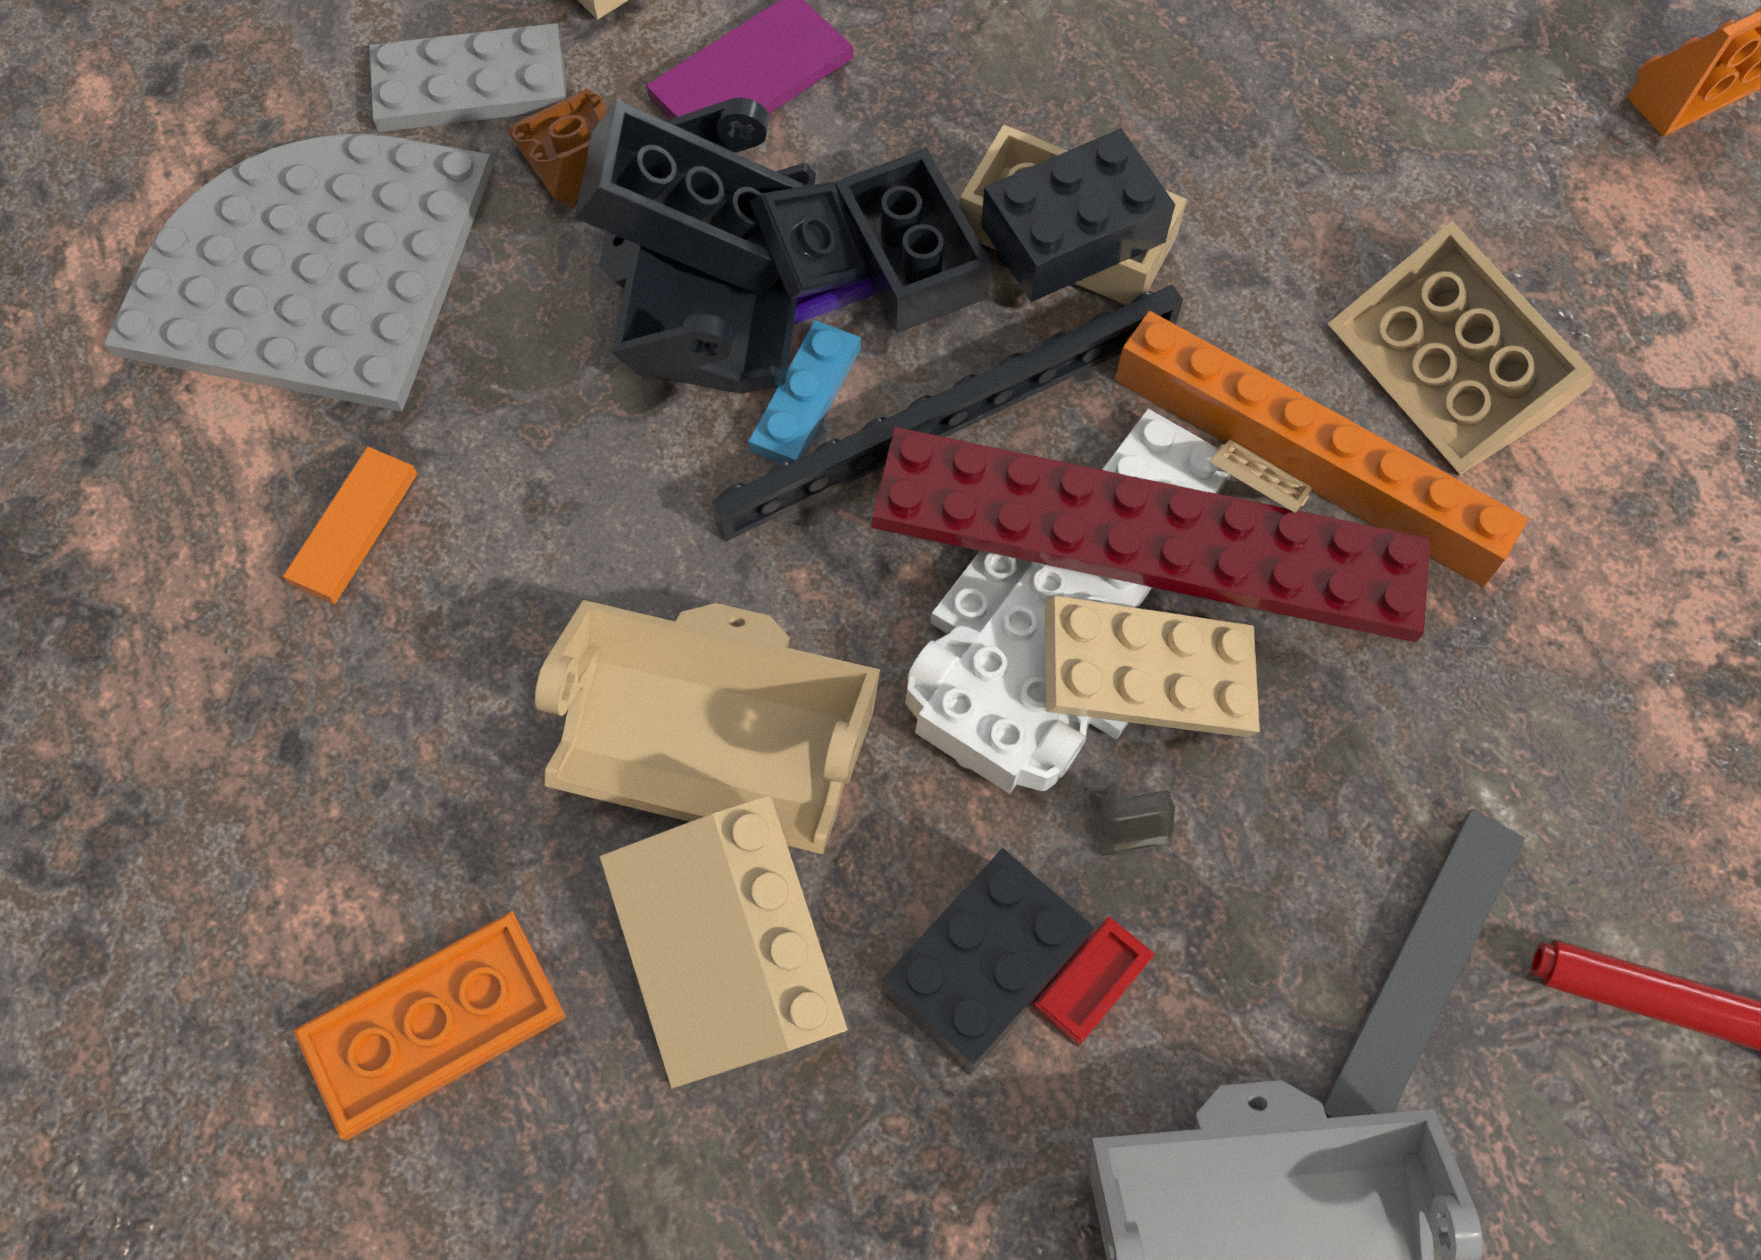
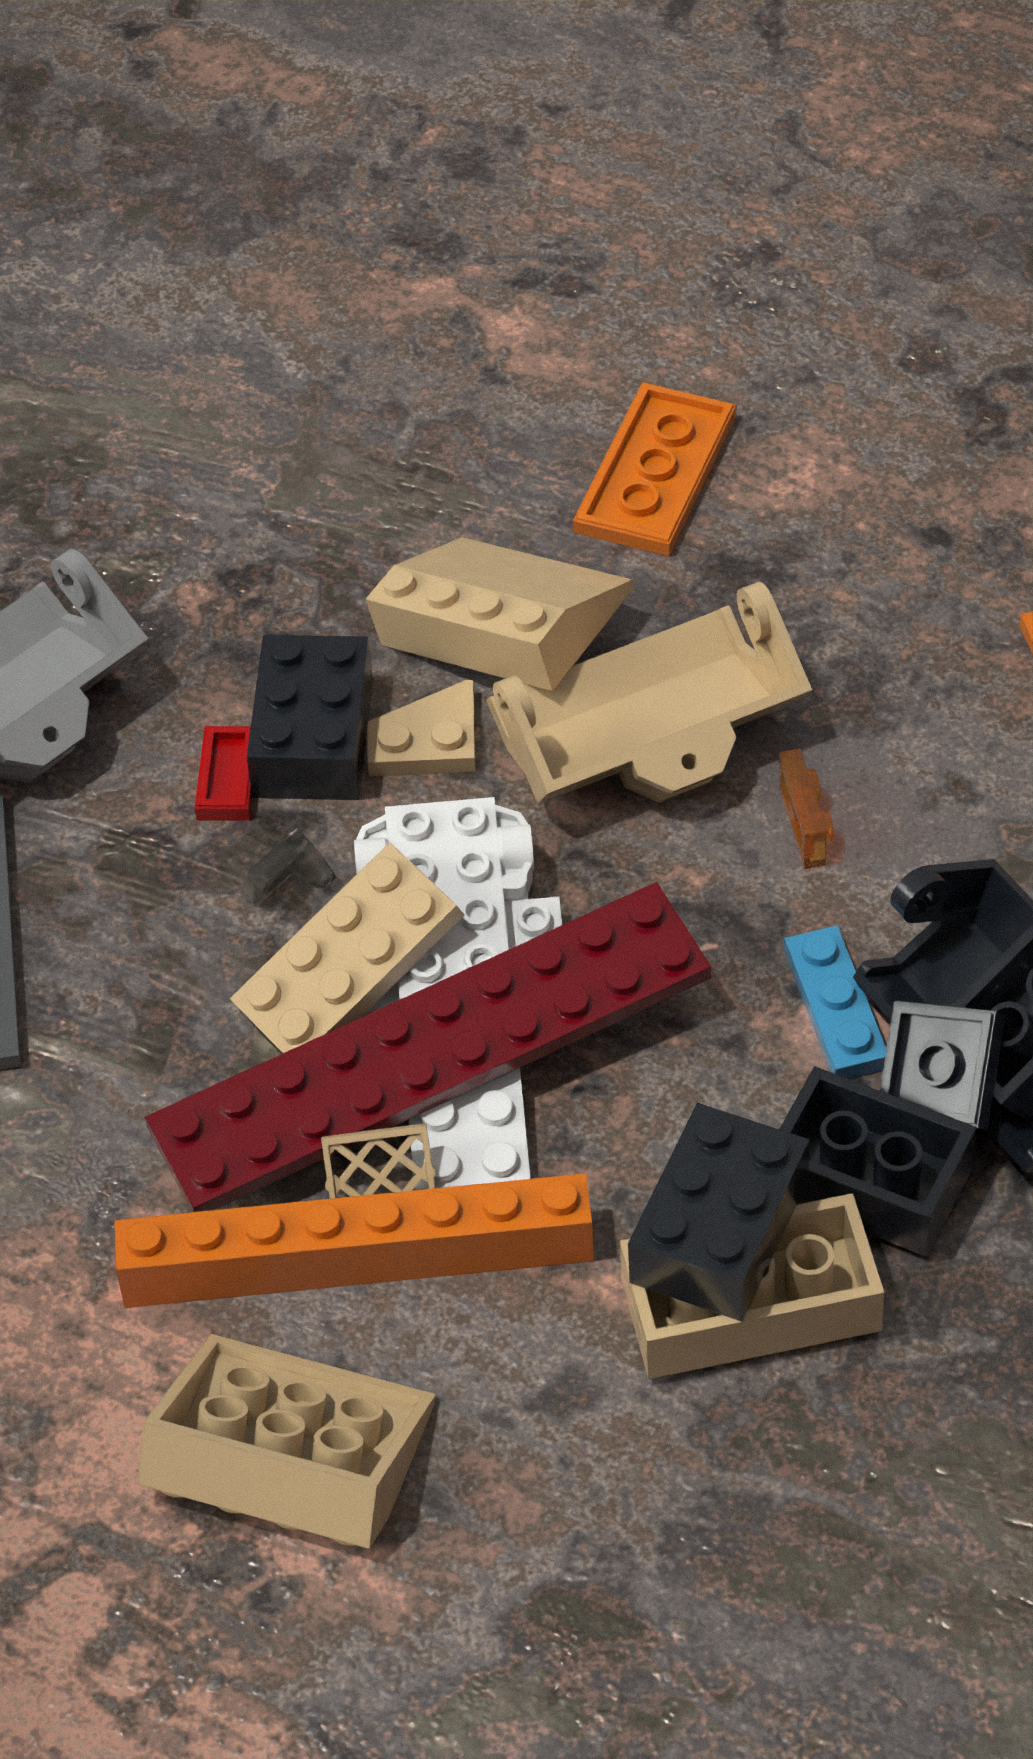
camera: 145 degrees right, 15 degrees down
(683, 537) = (800, 795): none -> clear orange plate
(891, 878) = (425, 735): none -> tan wing
(967, 402) = (689, 1073): black plate -> none

